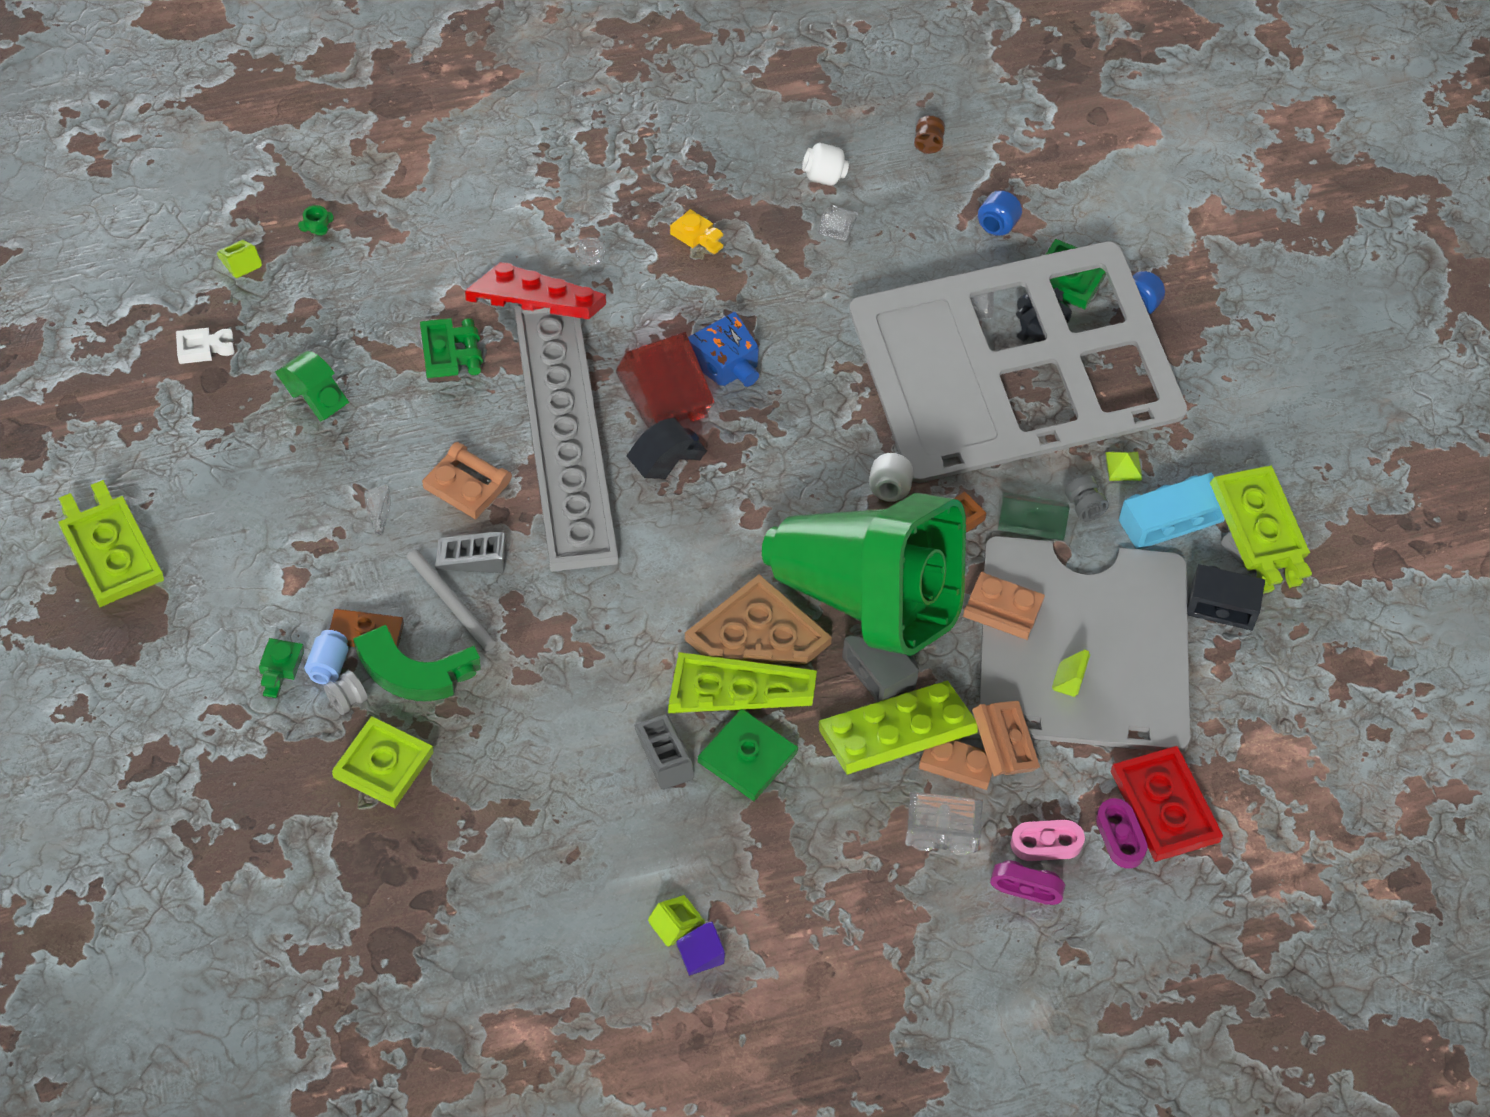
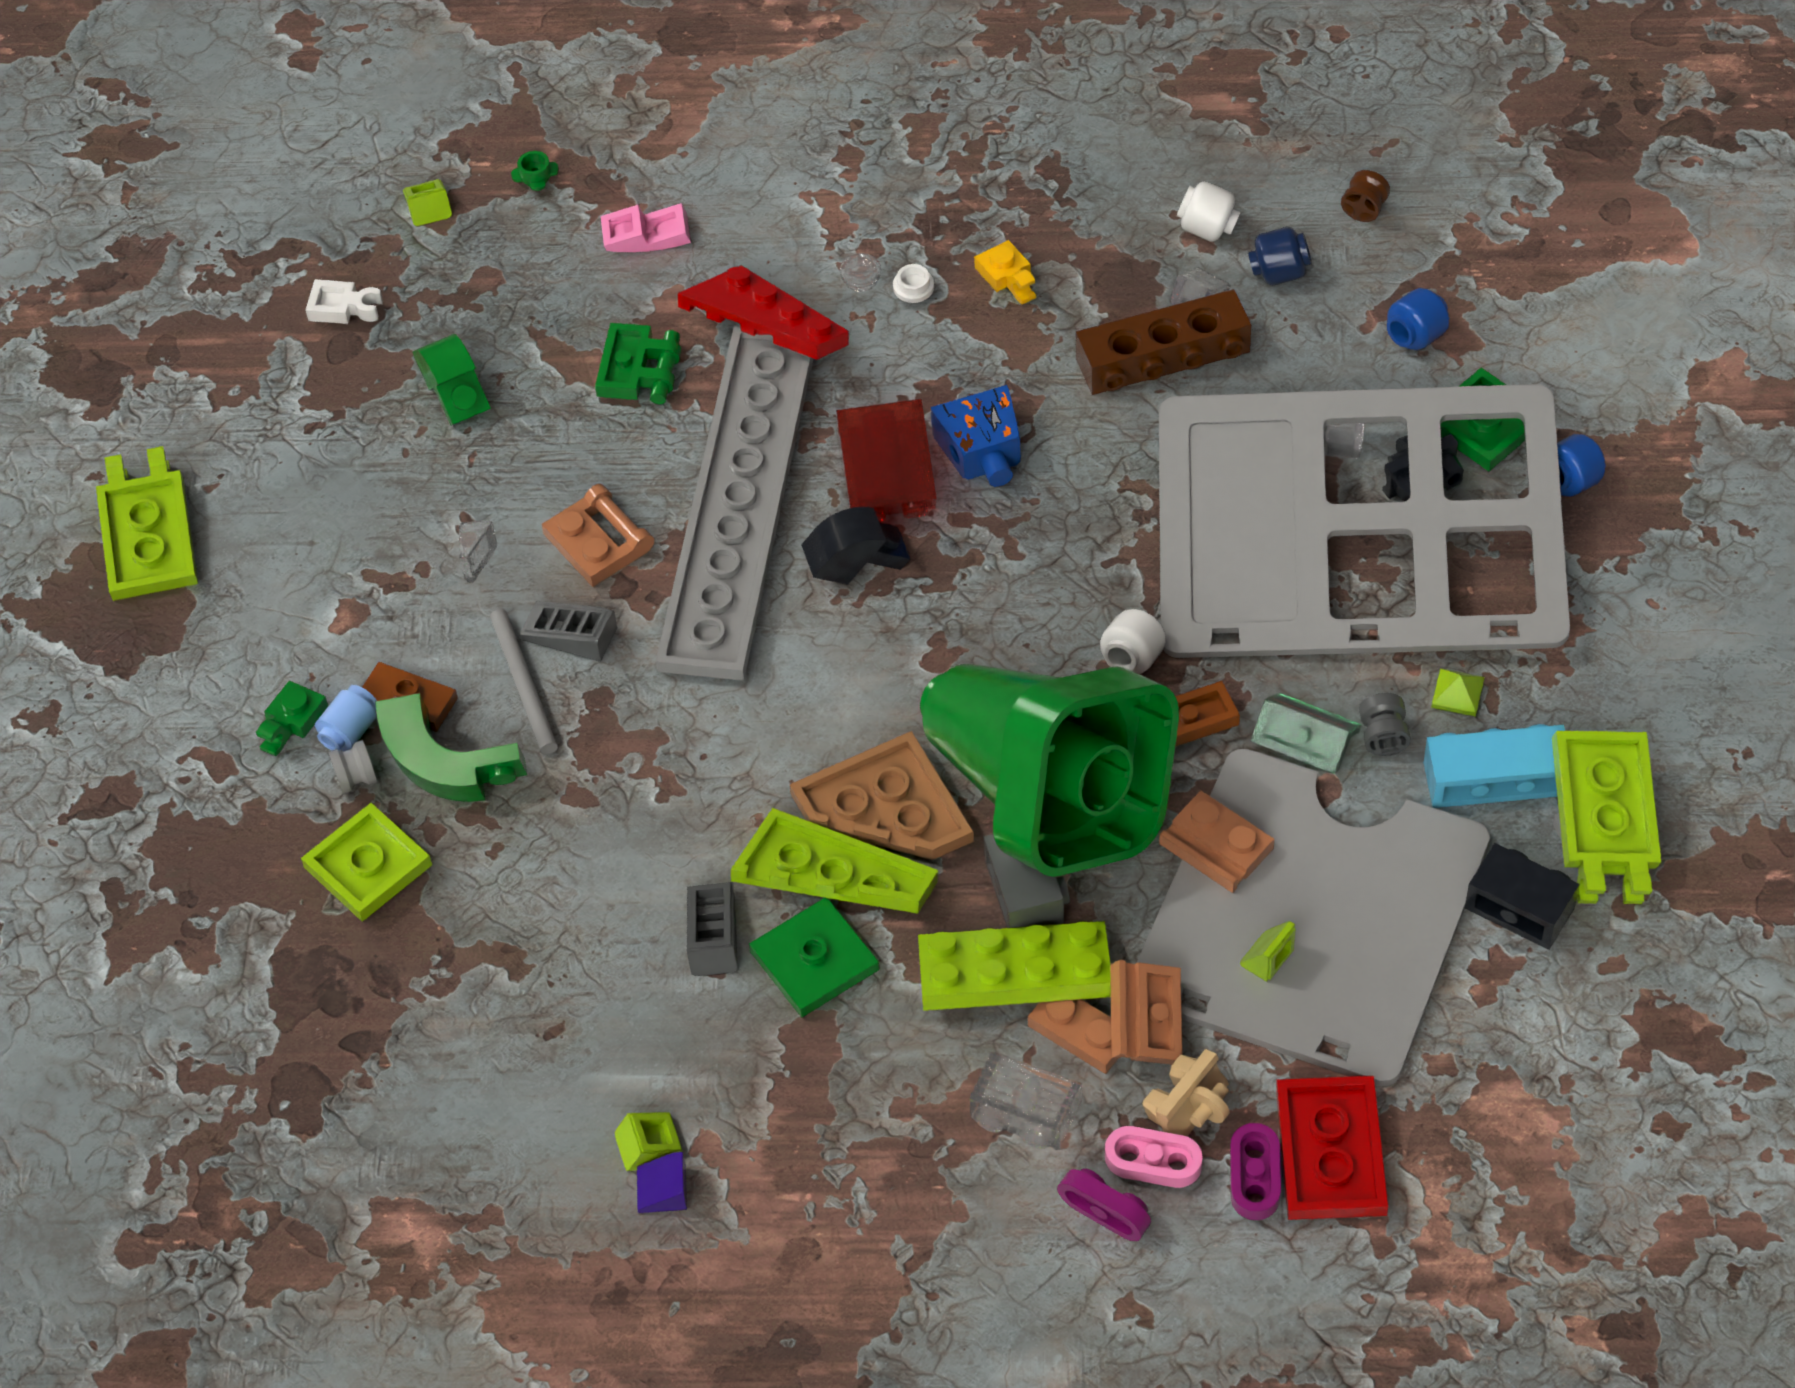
camera: 25 degrees right, 0 degrees up
(423, 249) = (635, 232): none -> bright pink slope
(632, 252) = (913, 283): none -> white plate
(829, 261) = (1163, 342): none -> reddish brown brick
(888, 186) = (1280, 256): none -> dark blue head
(1063, 791) = (1195, 1097): none -> tan hips

